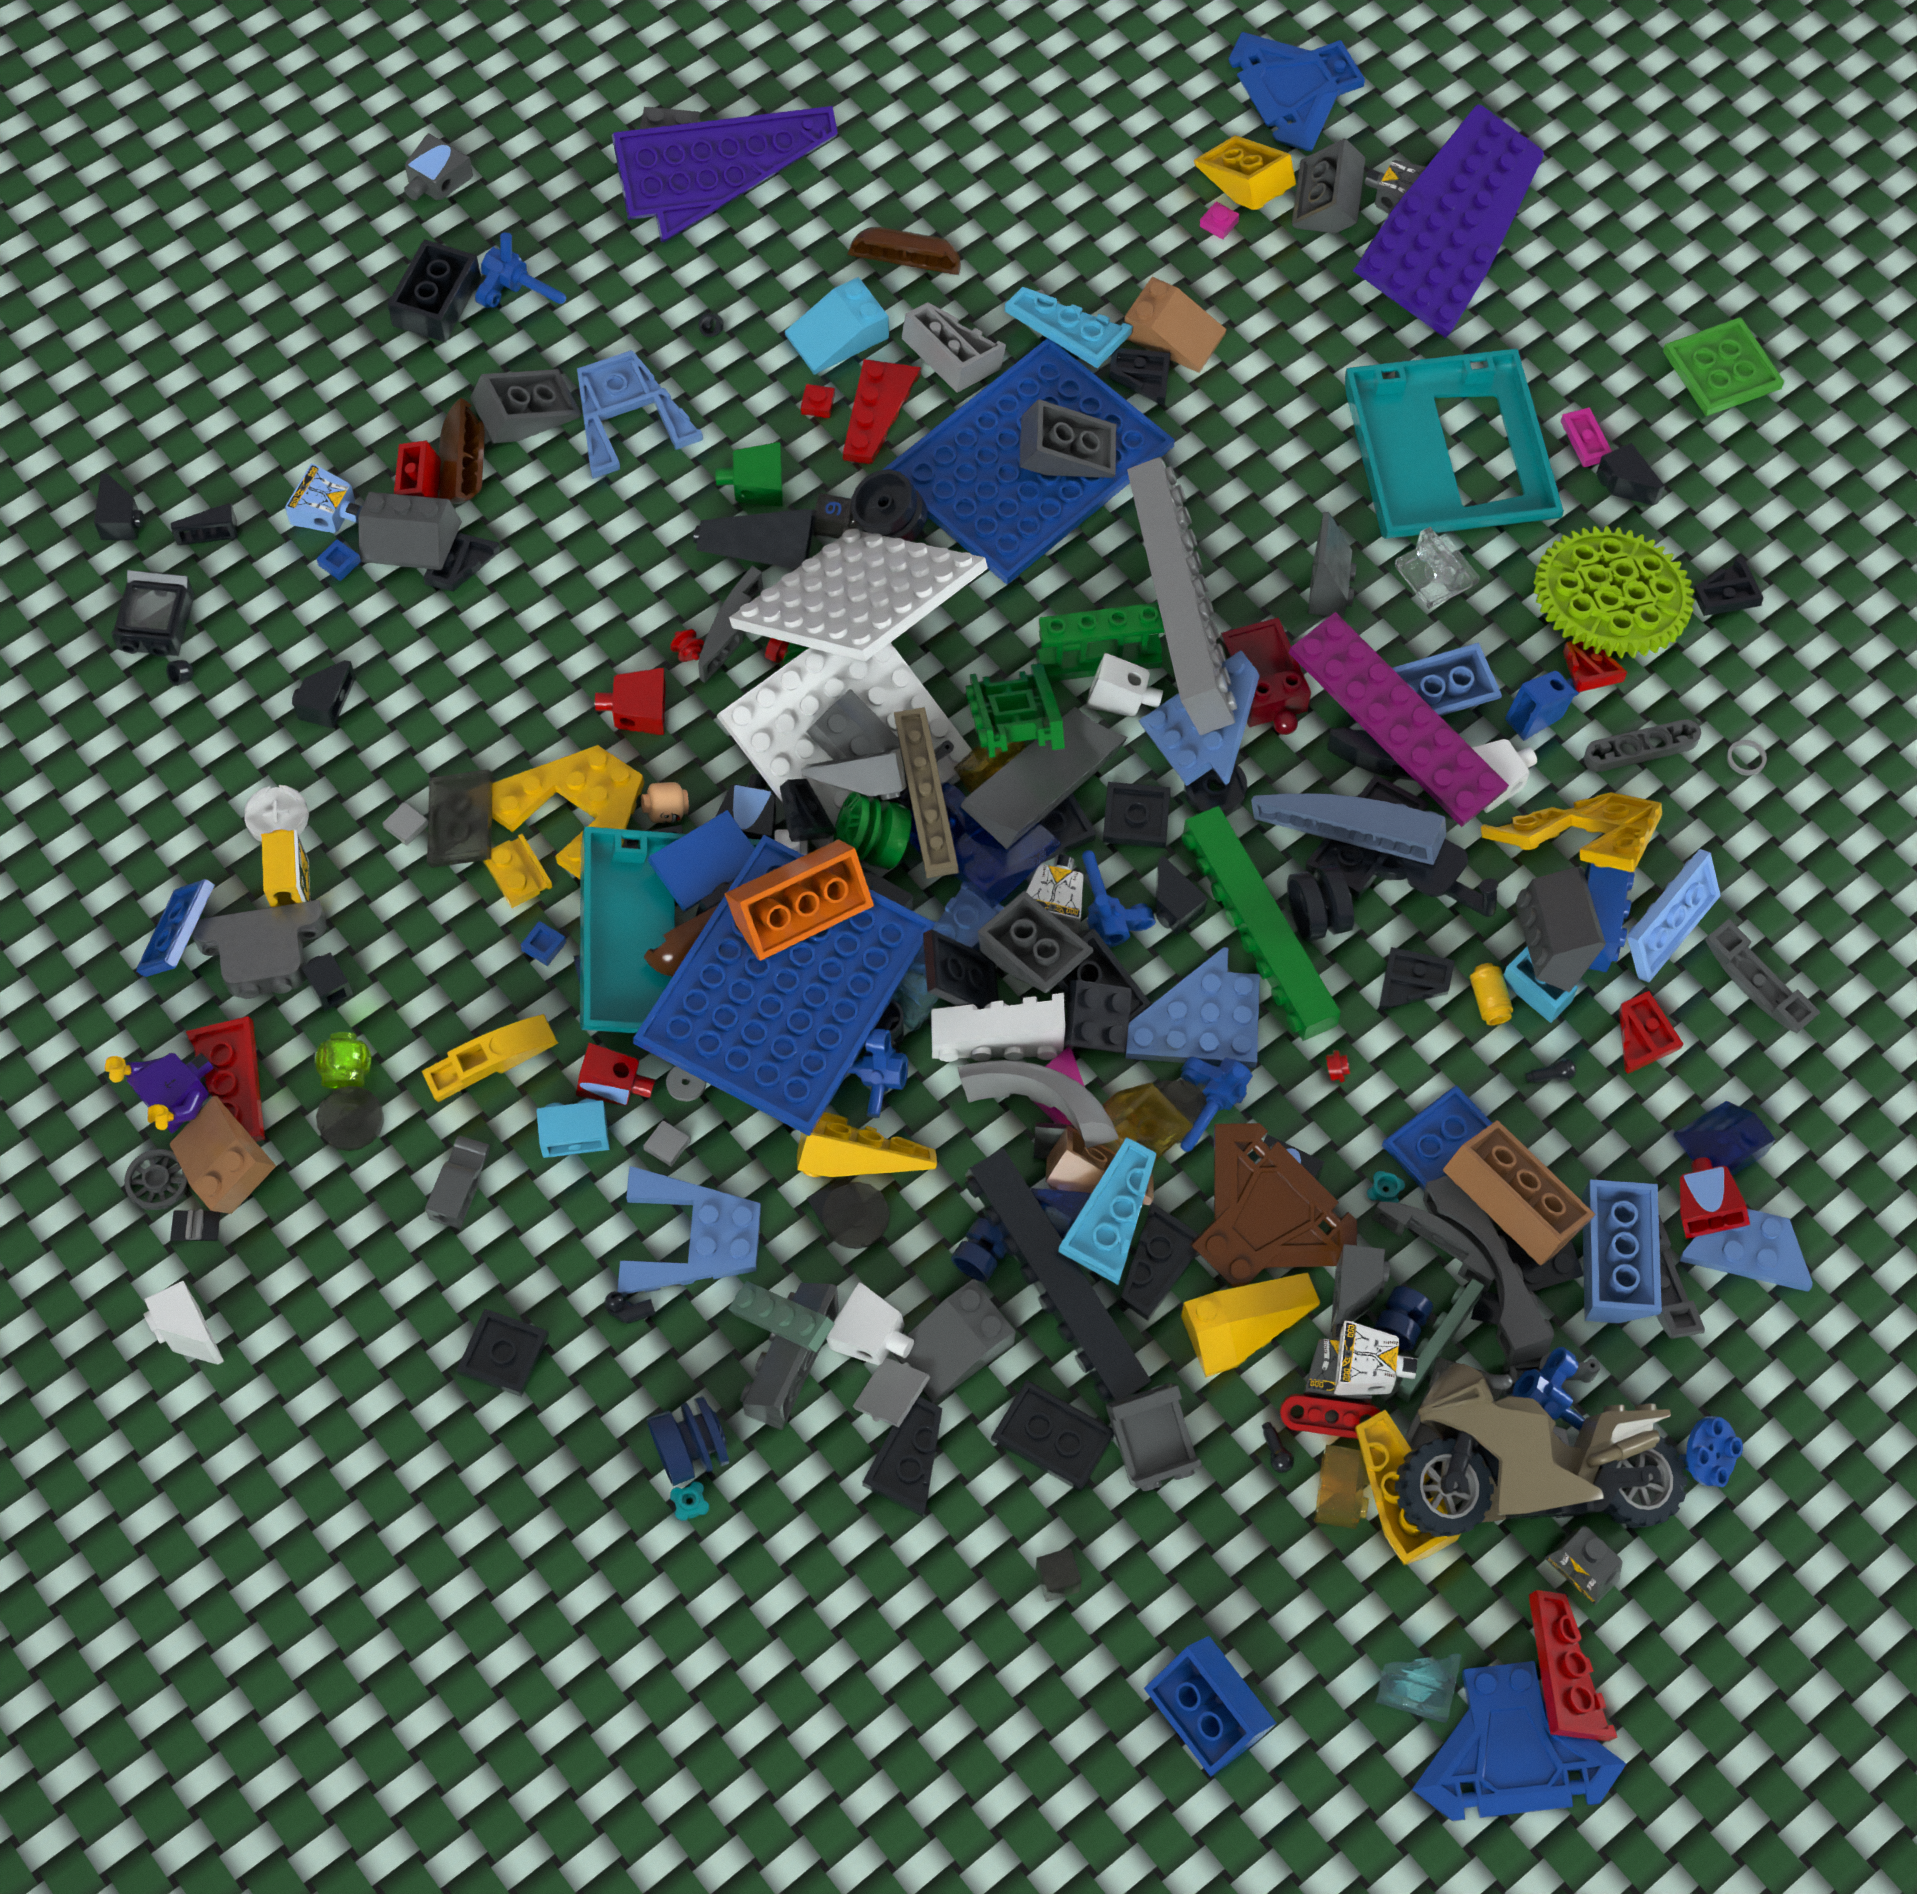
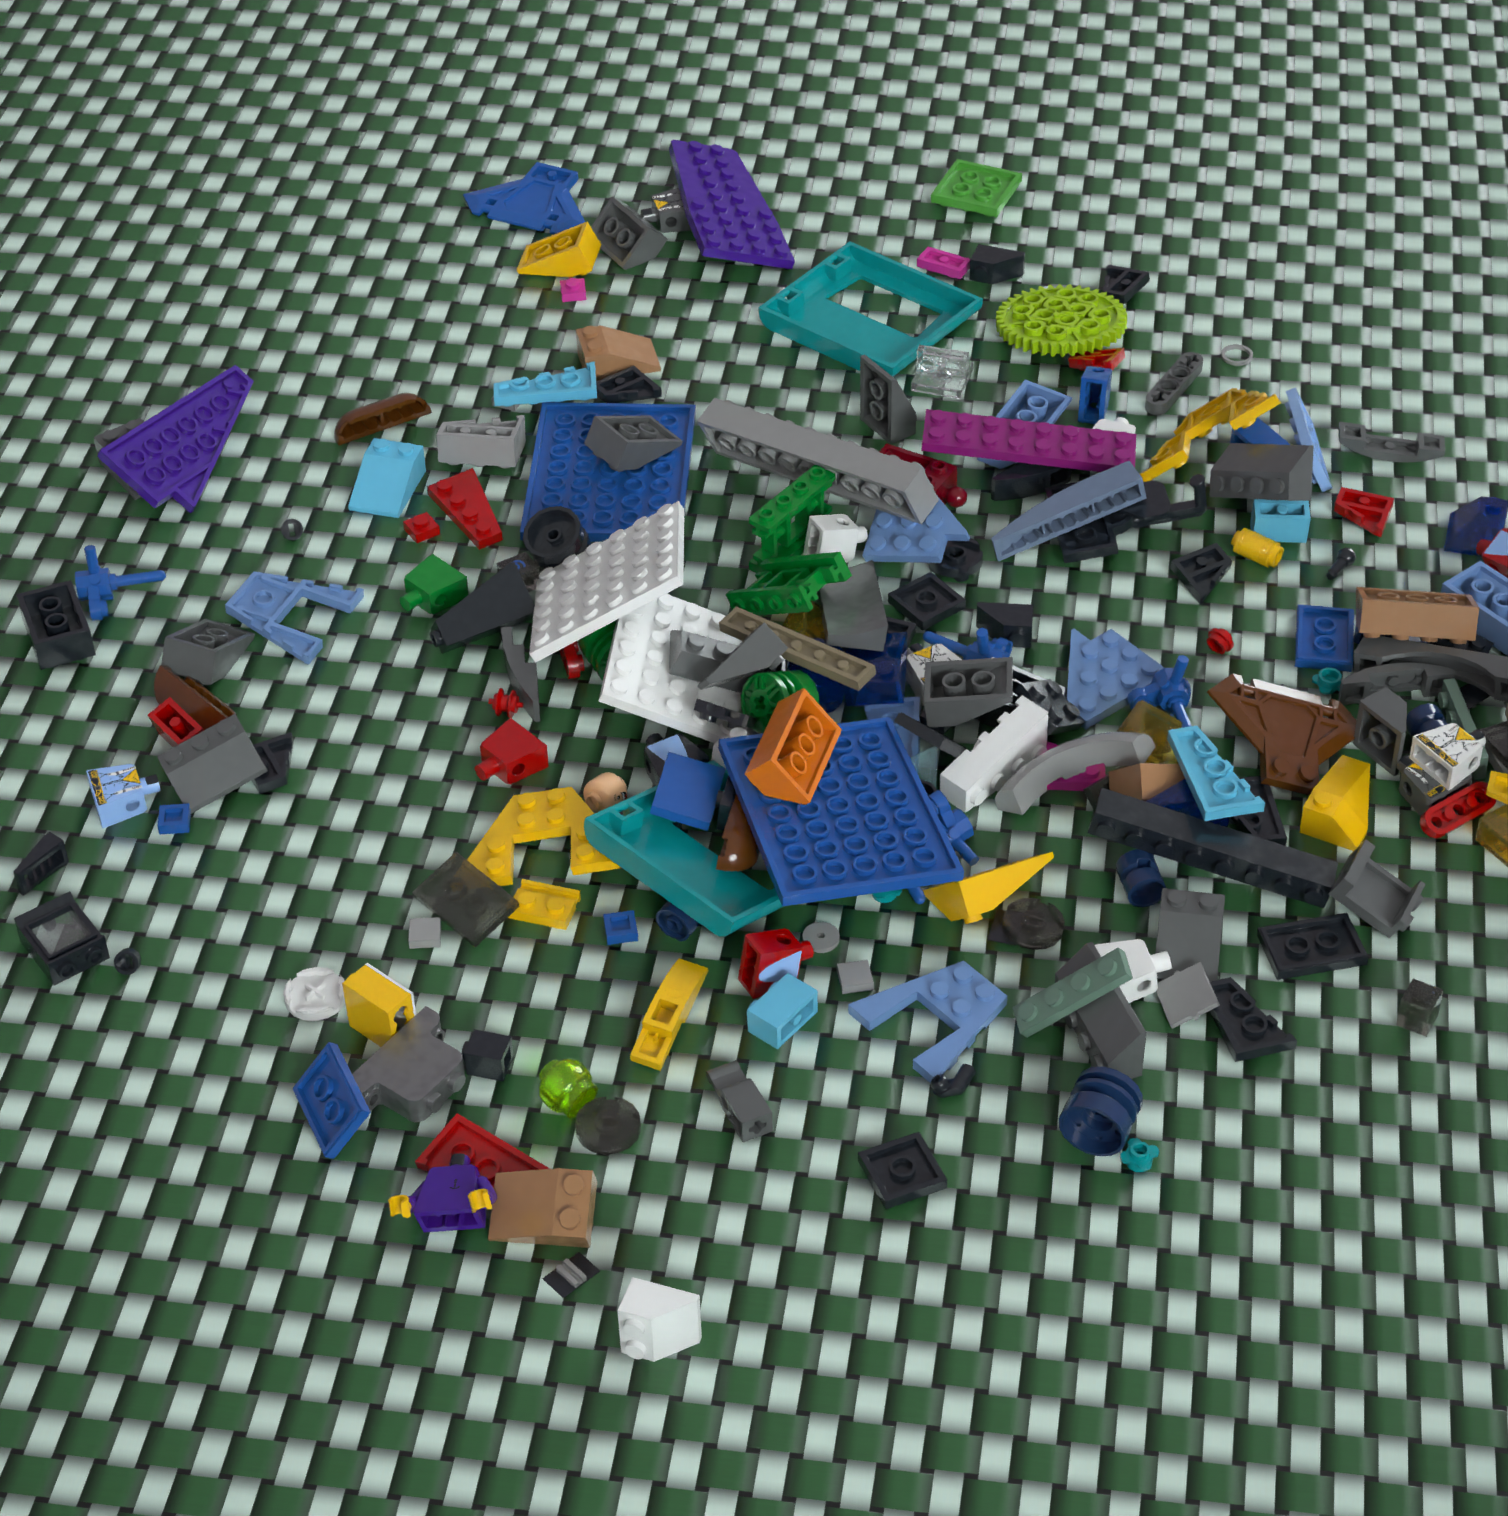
camera: 40 degrees left, 20 degrees down
(155, 1180) = (506, 1267): dark grey wheel -> none
(324, 694) = (266, 899): black slope -> none
(1260, 923) = (1078, 602): green brick -> none
(1281, 1458) = (1457, 854): black piece -> none
(1320, 902) = (1104, 562): black wheel -> none

